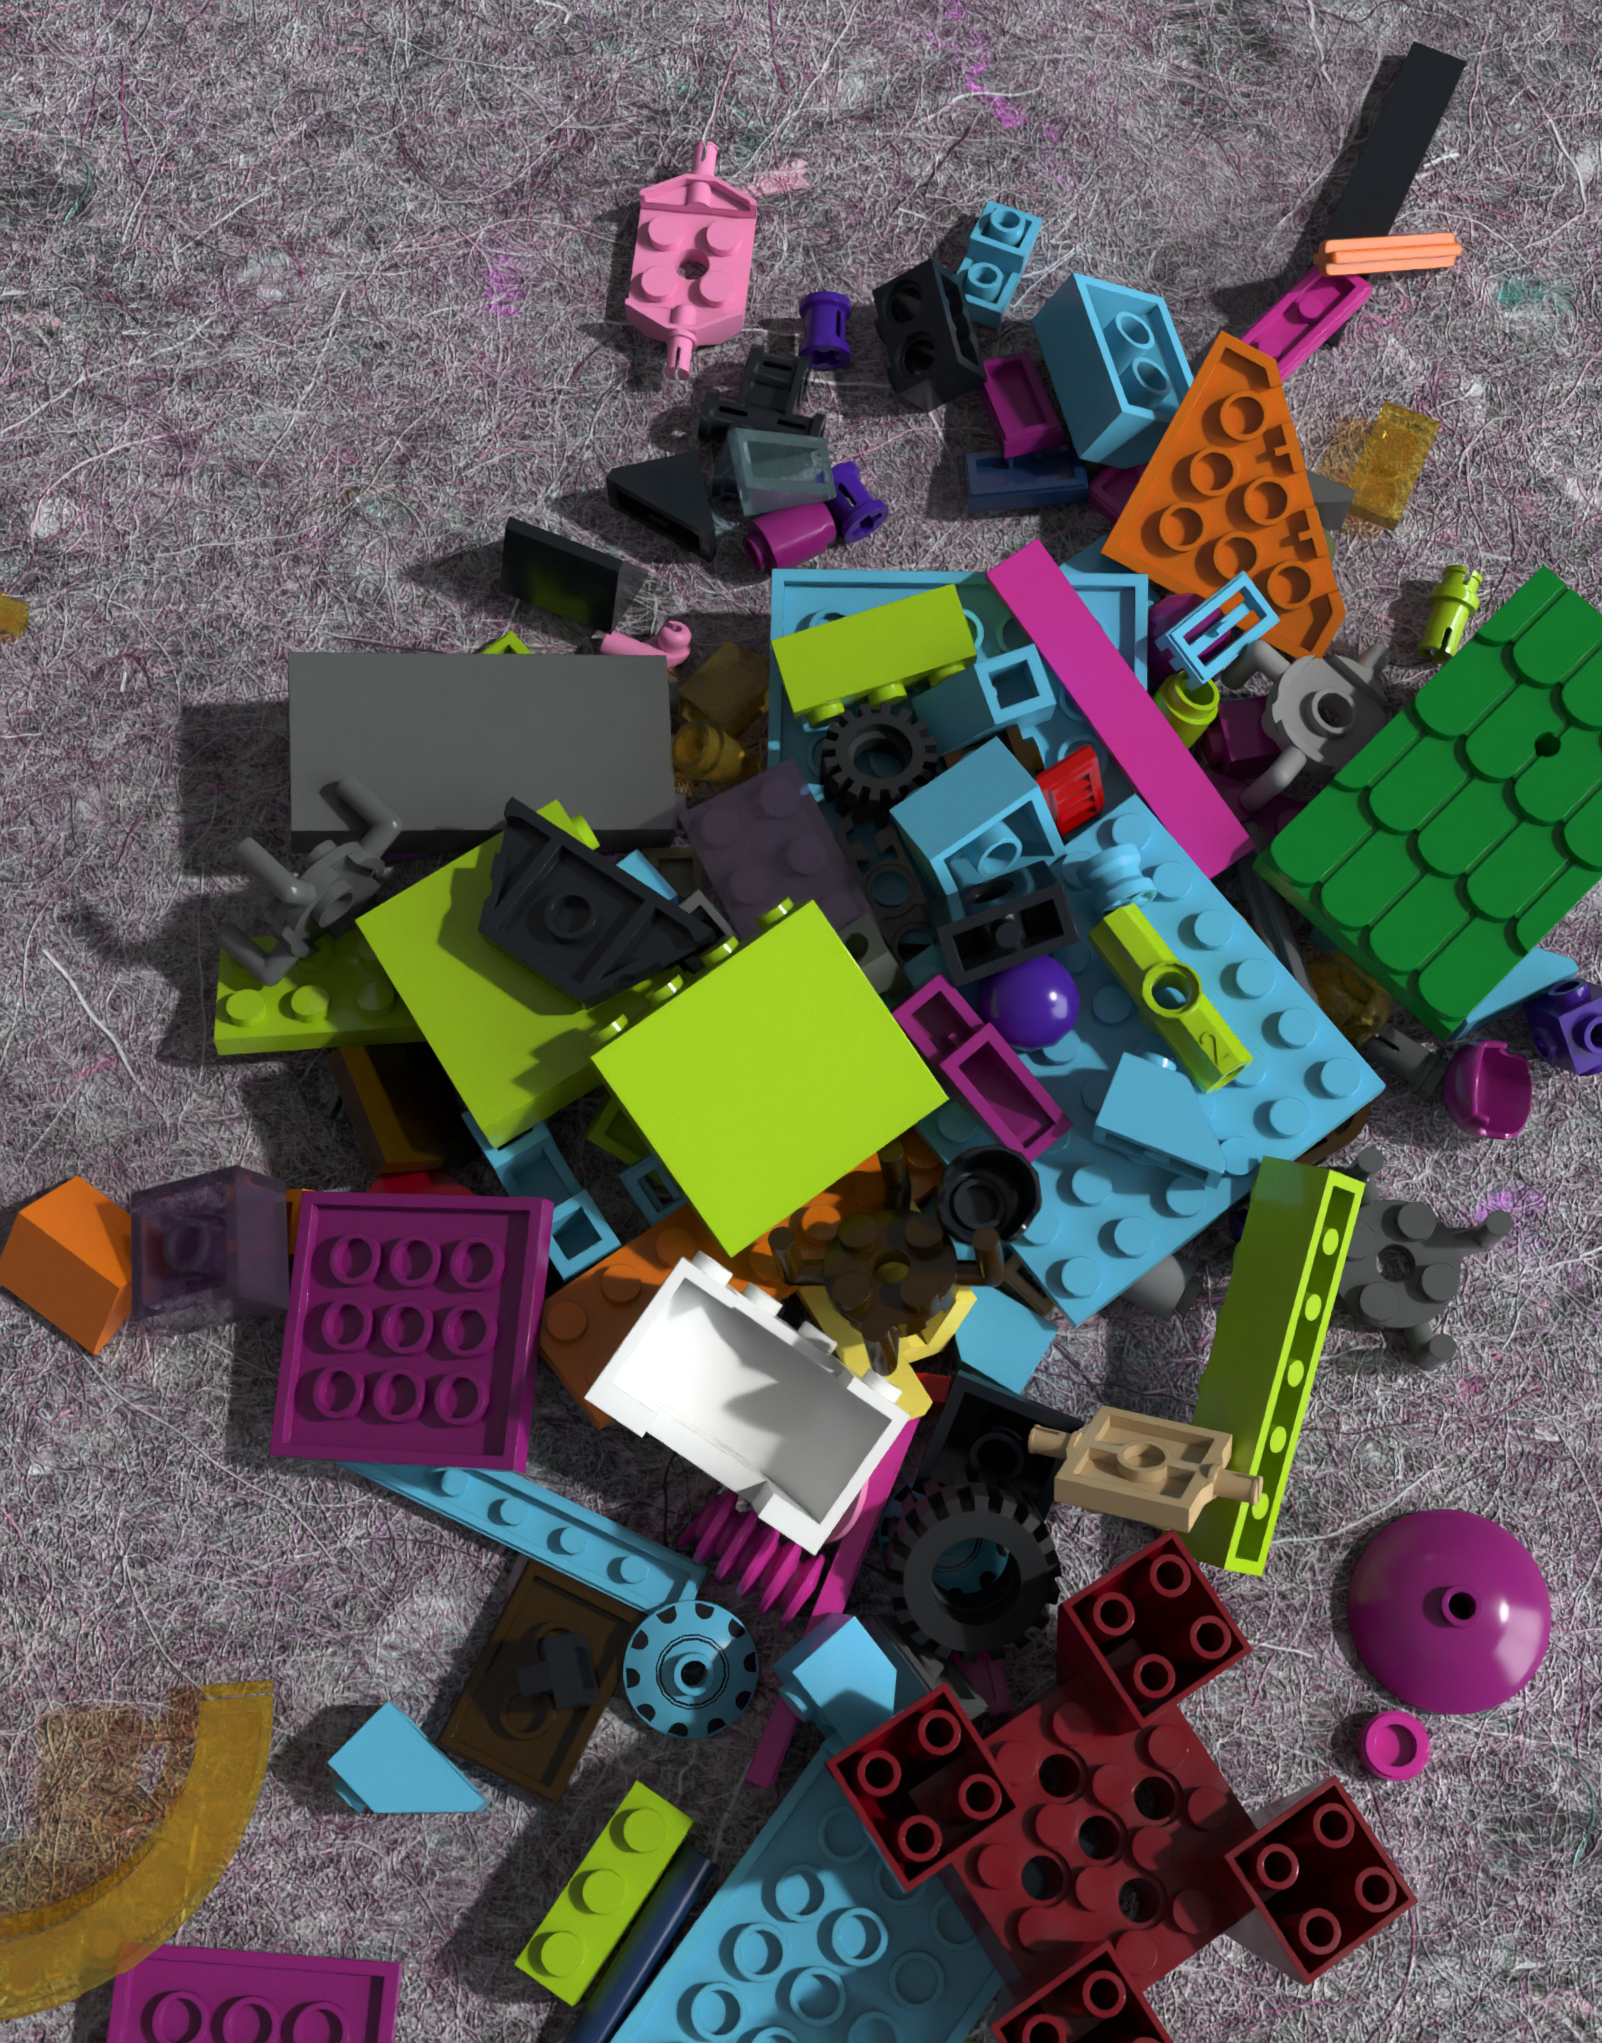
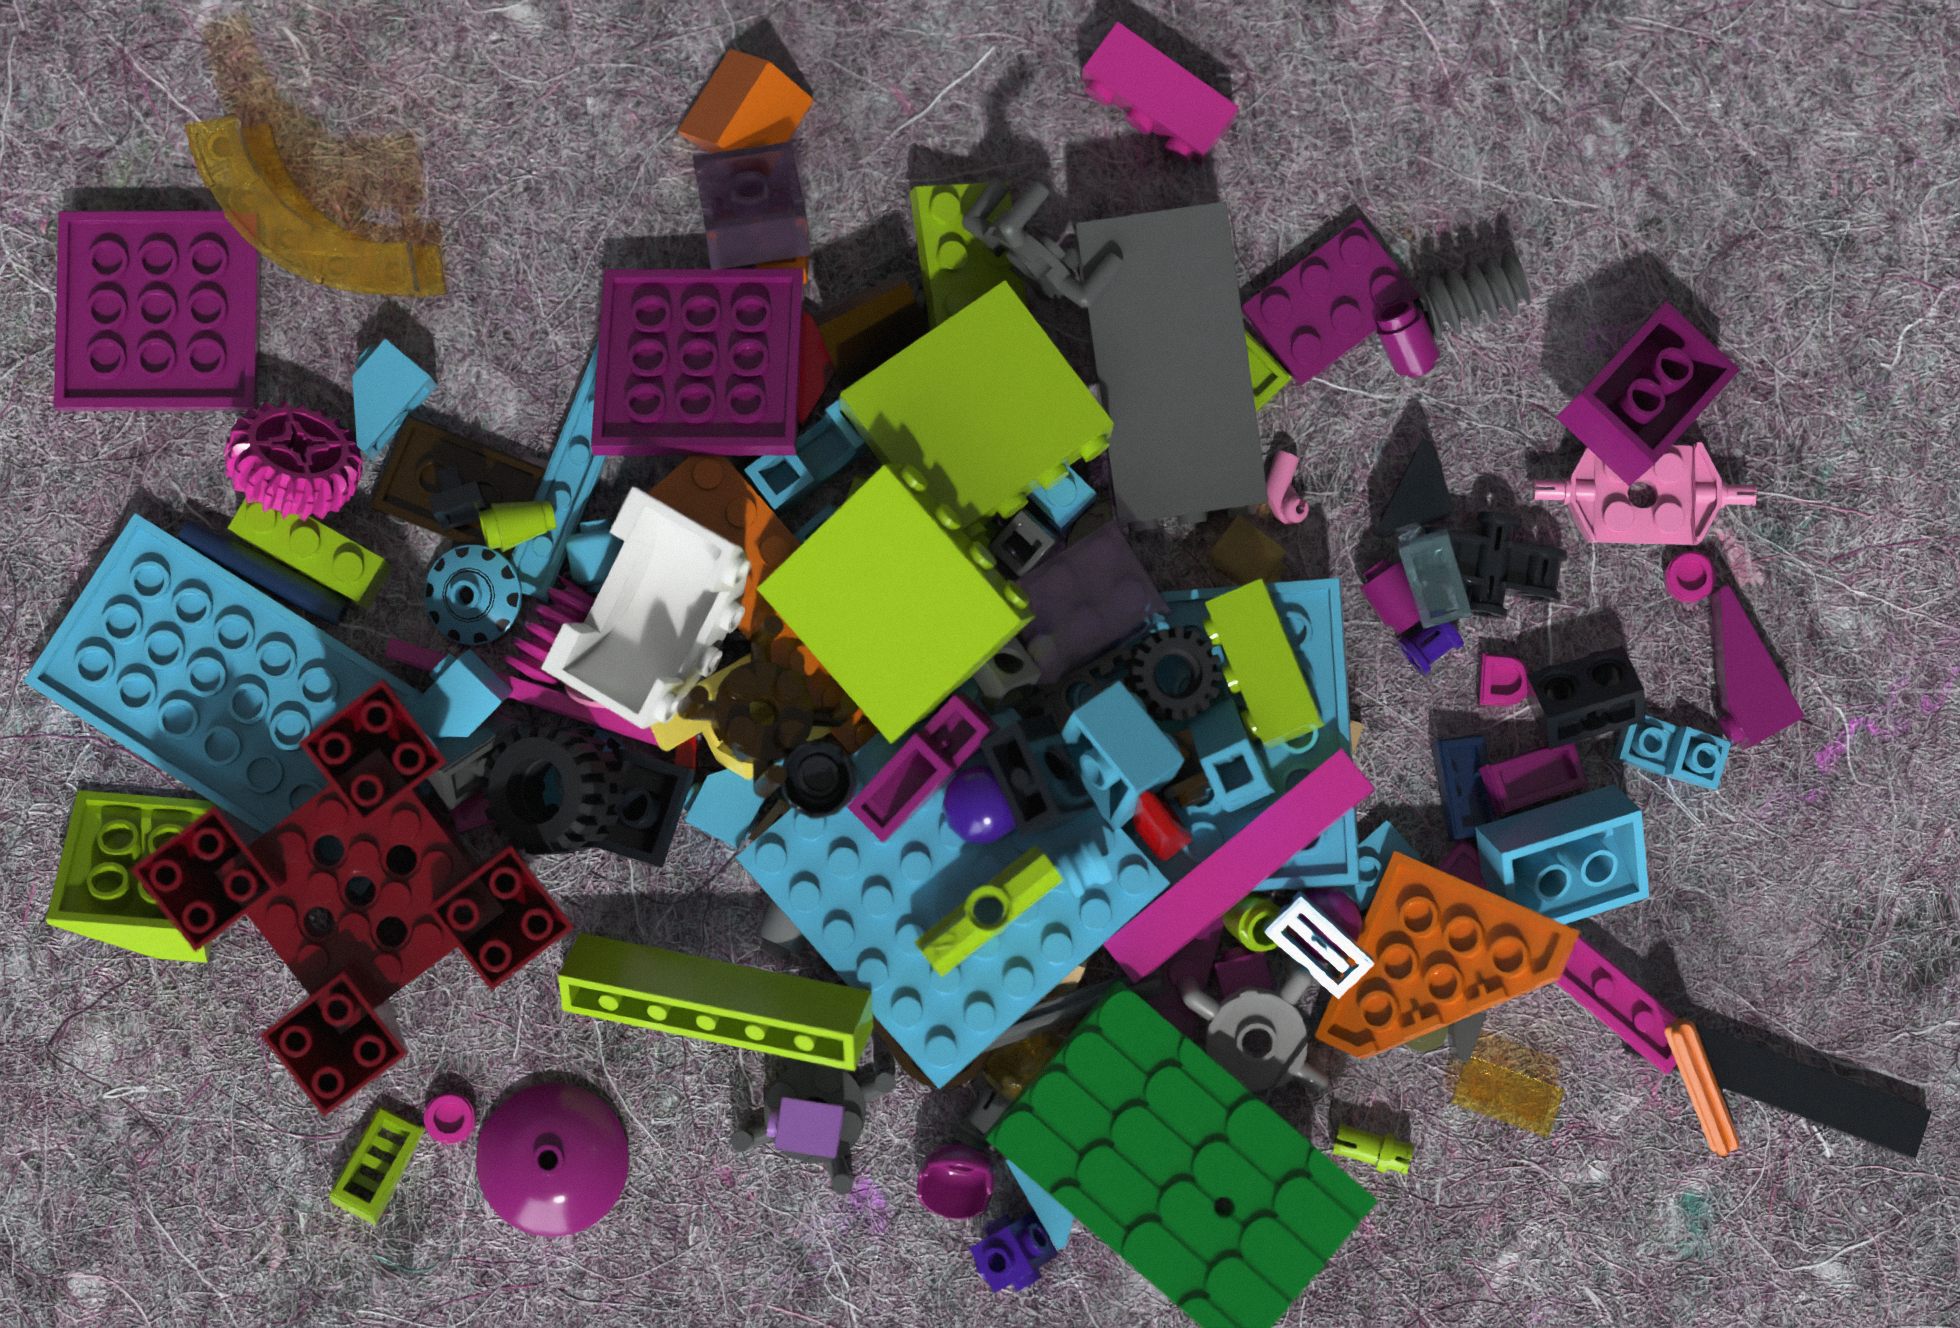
camera: 85 degrees right, 10 degrees up
(136, 750) = (1158, 95): none -> dark pink brick
(423, 577) = (1327, 302): none -> magenta plate
(435, 414) = (1473, 293): none -> dark grey piece
(480, 490) = (1407, 339): none -> magenta brick
(485, 1904) = (293, 460): none -> dark pink gear
(567, 576) = (1342, 420): black slope -> none
(579, 231) = (1648, 393): none -> magenta brick
(579, 914) = (1011, 446): black wing -> none
(601, 1598) = (515, 523): none -> lime cone
(654, 1490) = (592, 553): none -> medium azure head
(712, 755) = (1187, 547): clear yellow cone -> none
(792, 229) = (1689, 577): none -> dark pink tile
(824, 329) = (1589, 610): dark purple bush -> none
(898, 433) = (1502, 680): none -> dark pink tile
(914, 176) = (1748, 684): none -> magenta slope
(1143, 1468) = (623, 907): tan plate -> none
(1159, 1120) = (891, 906): medium azure slope -> none
(1425, 1261) = (806, 1127): none -> medium lavender brick
(1511, 1878) = (382, 1192): none -> lime slope

